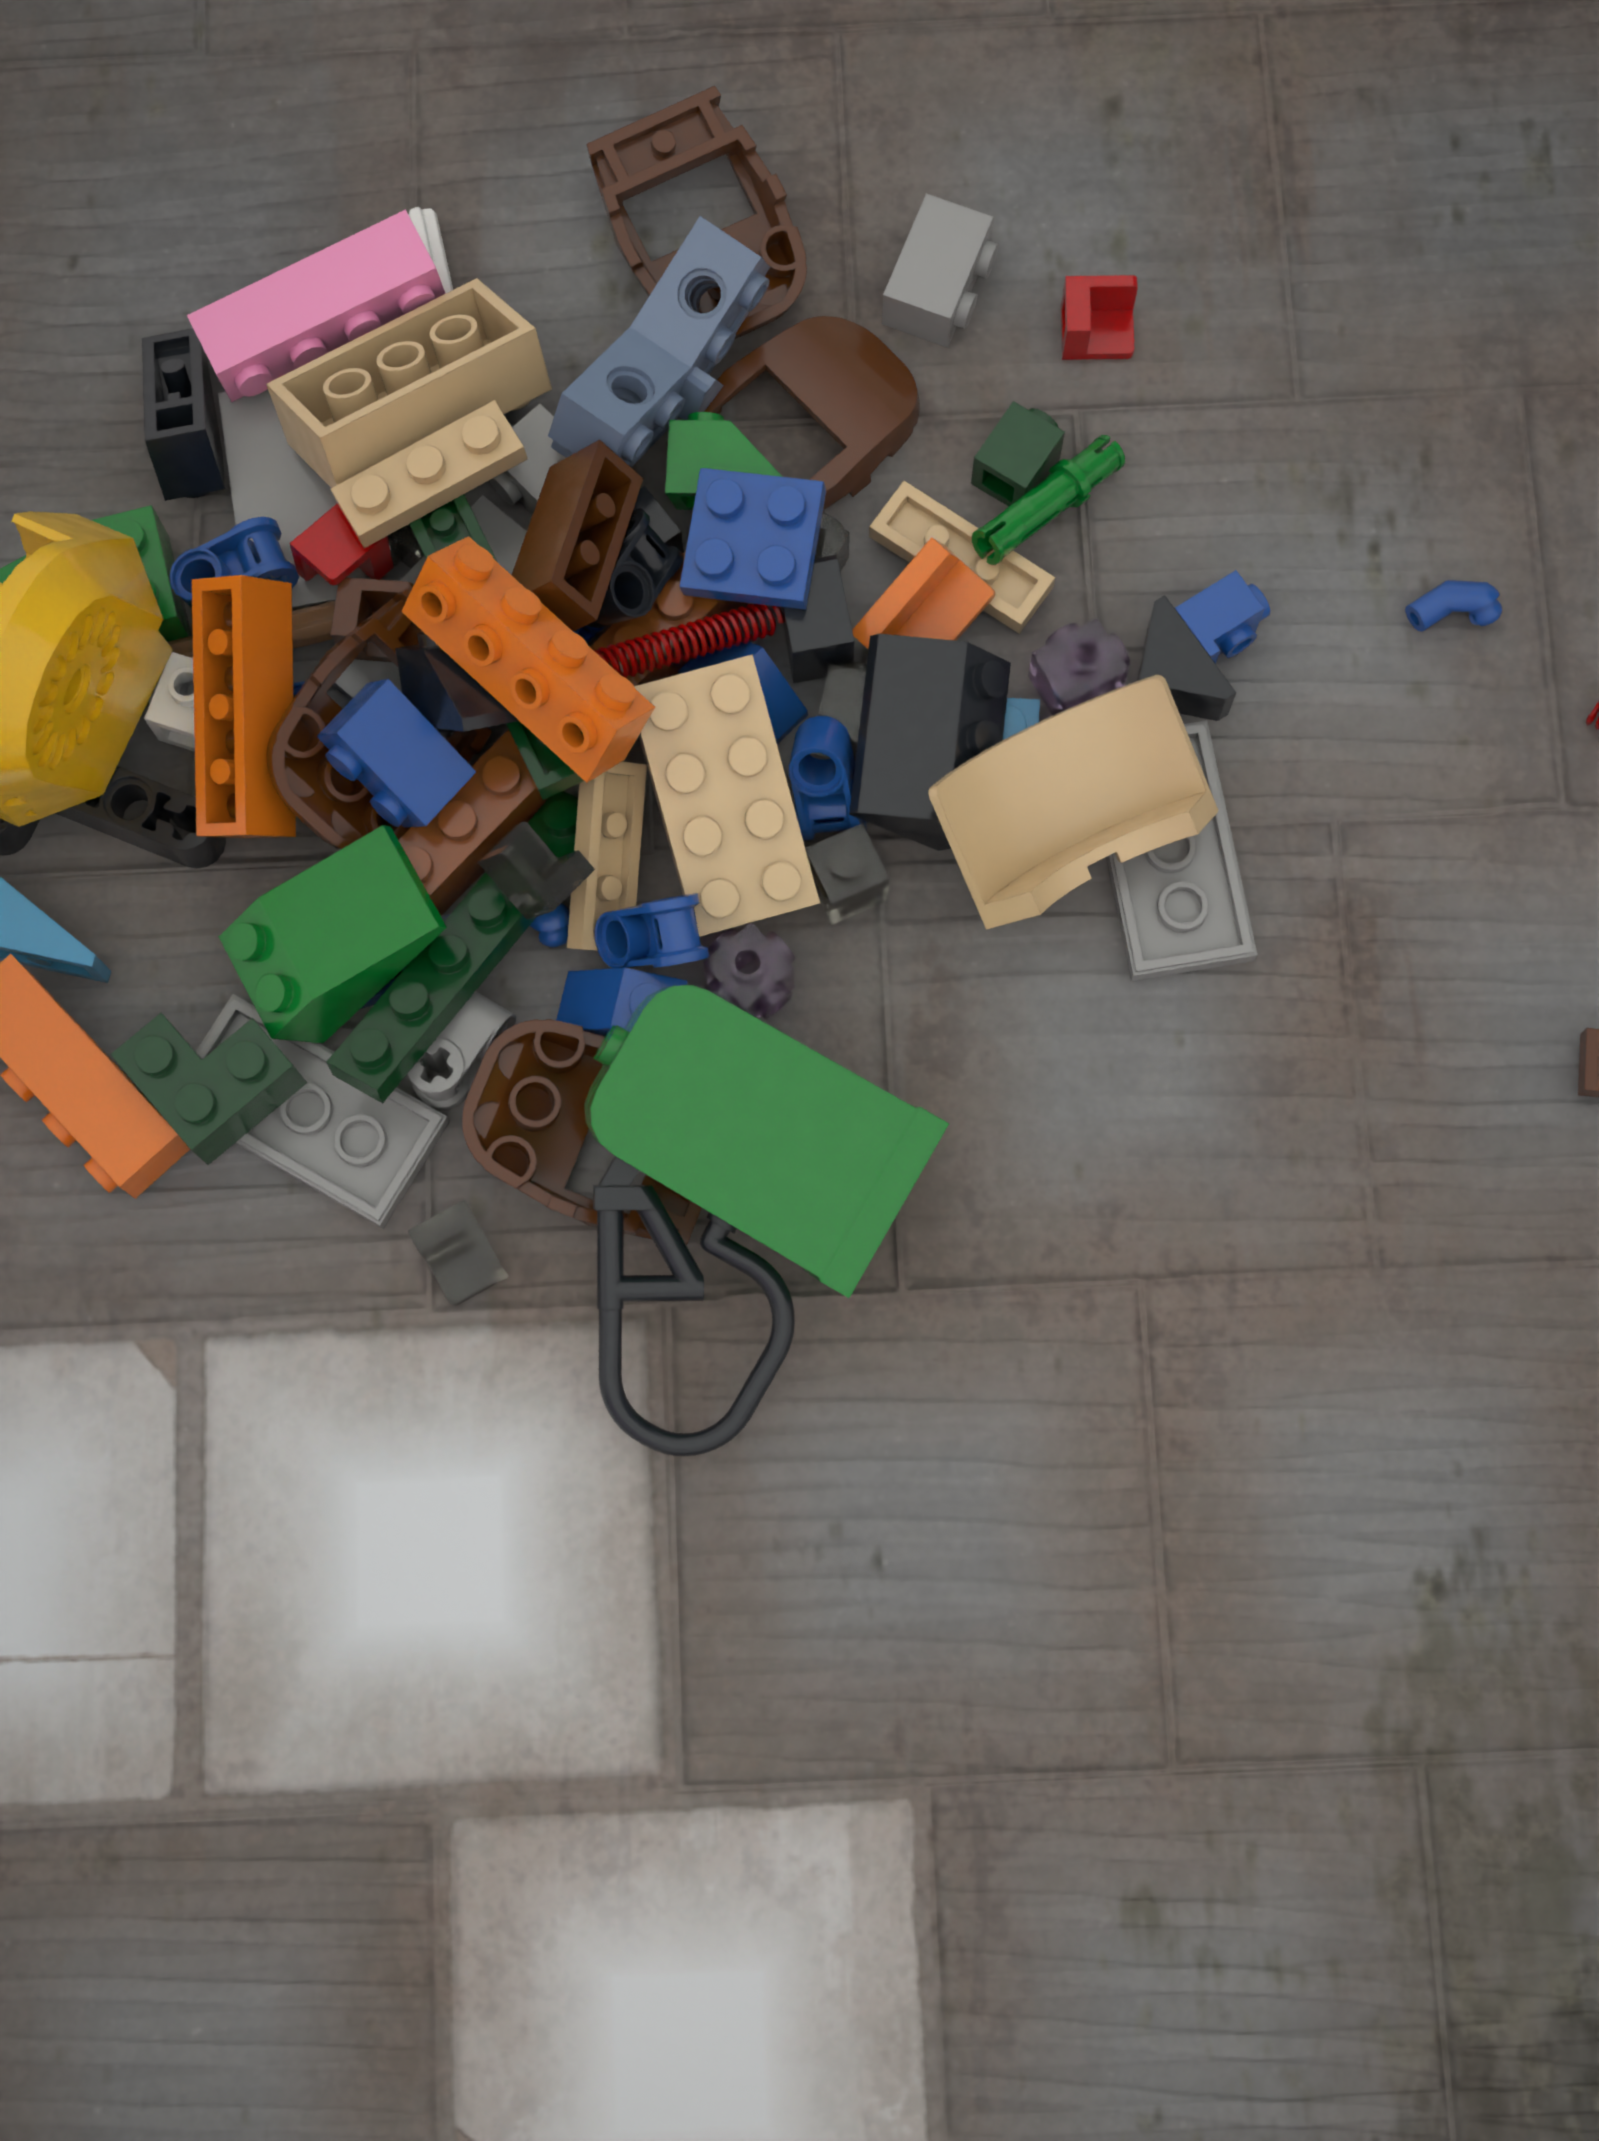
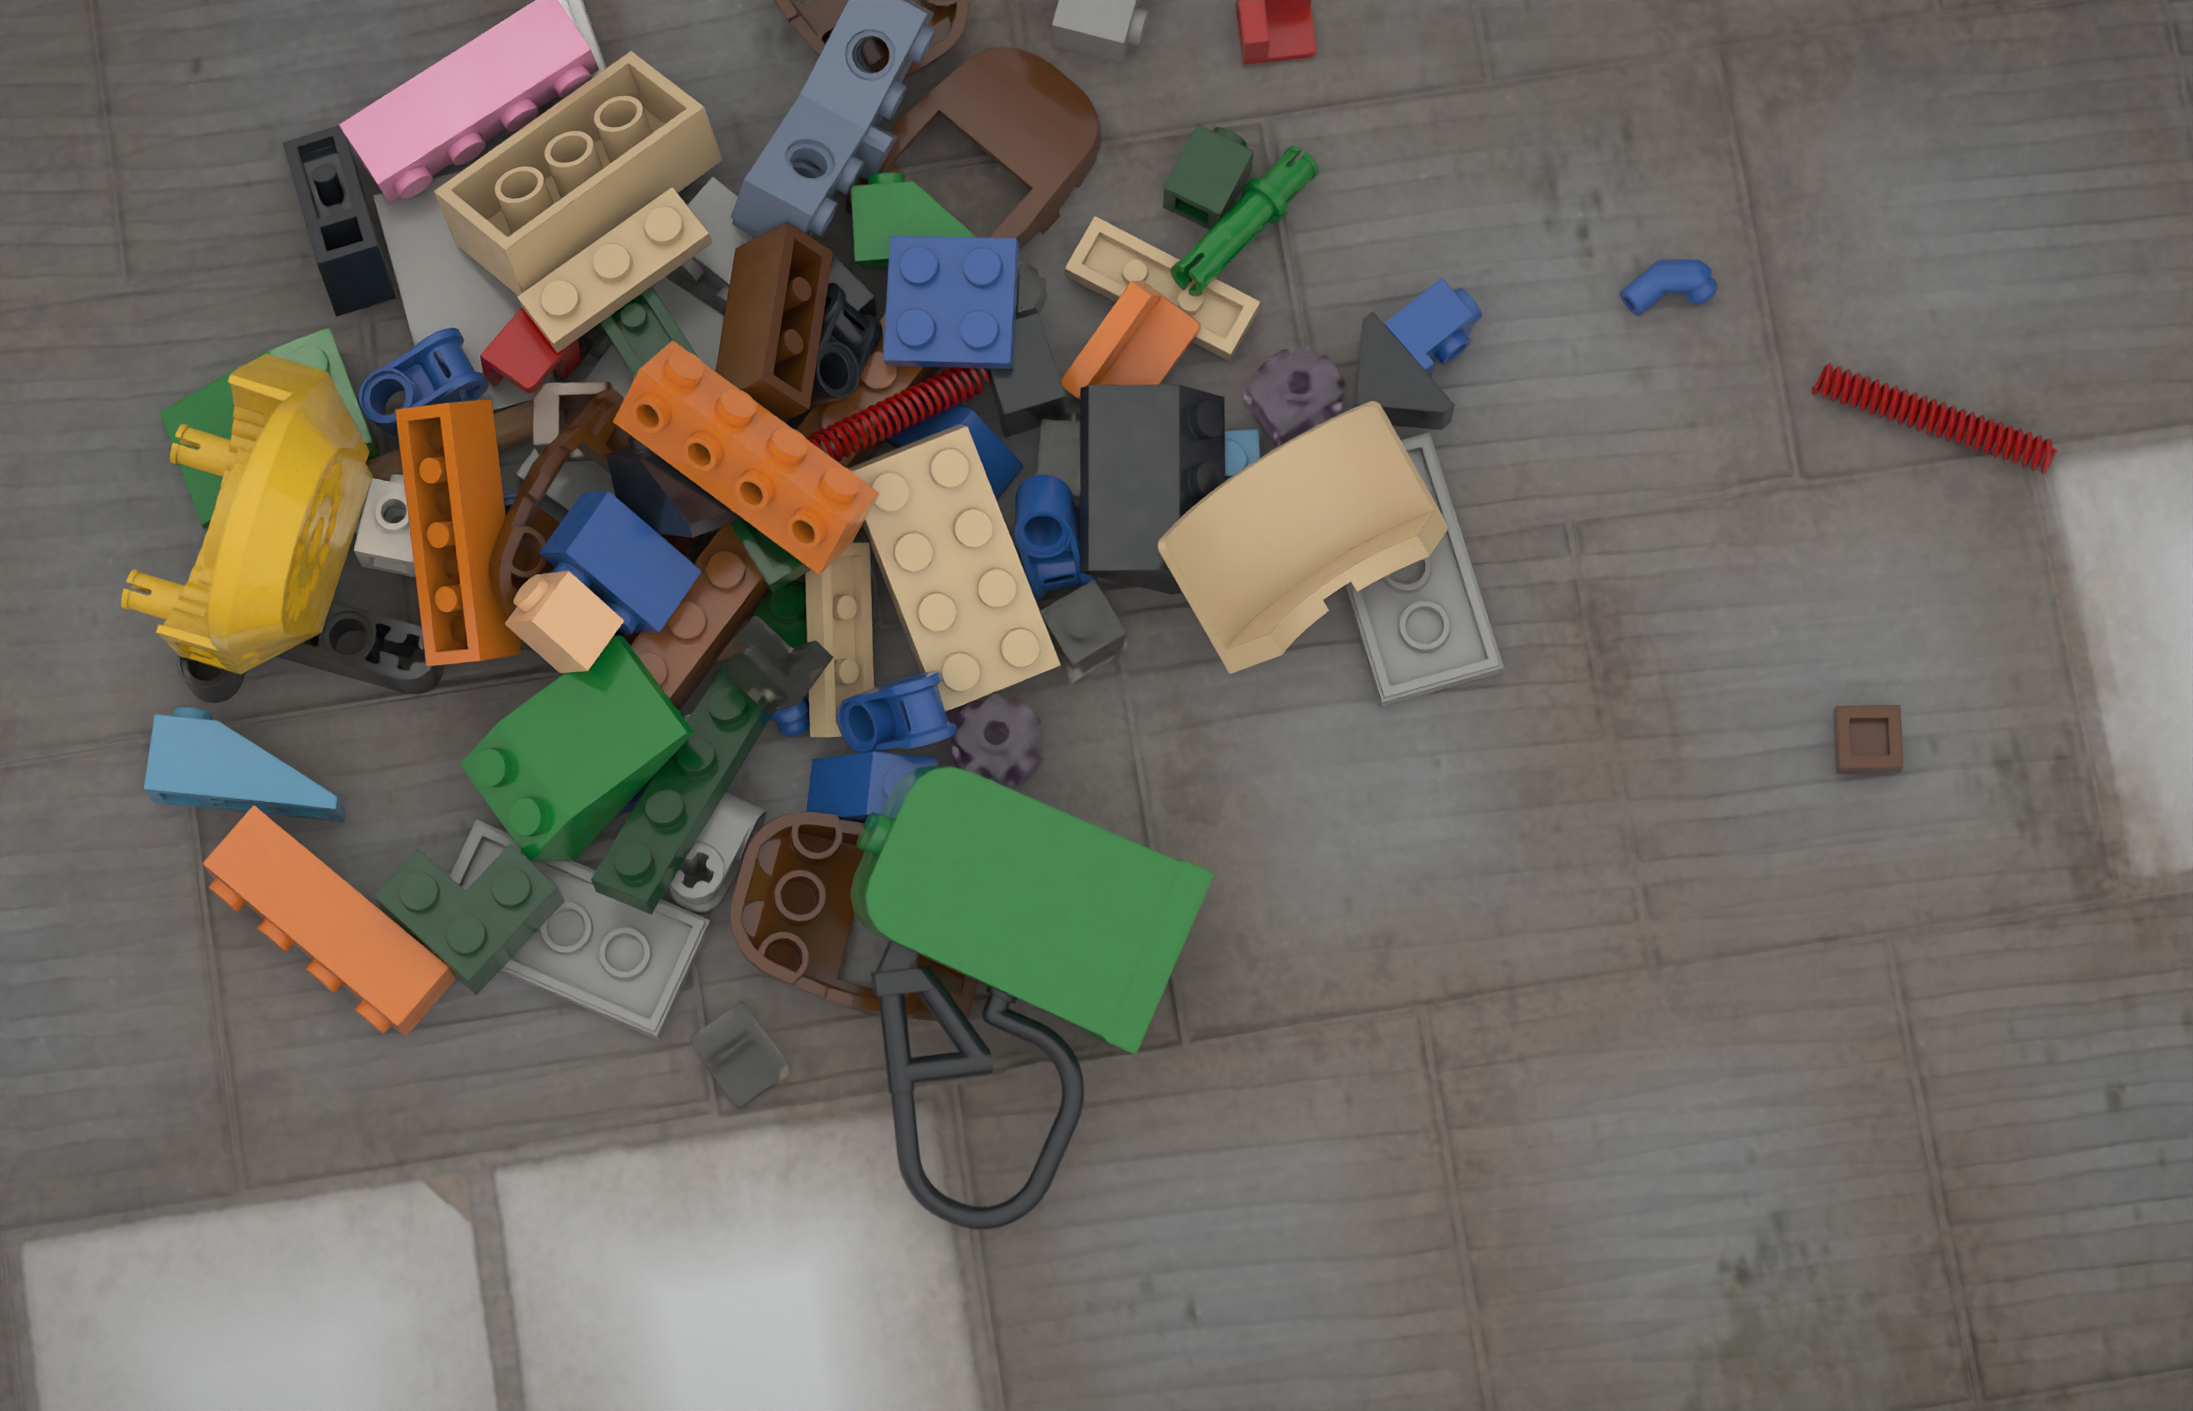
camera: 10 degrees left, 0 degrees up
(330, 803) = (563, 621): none -> light nougat brick

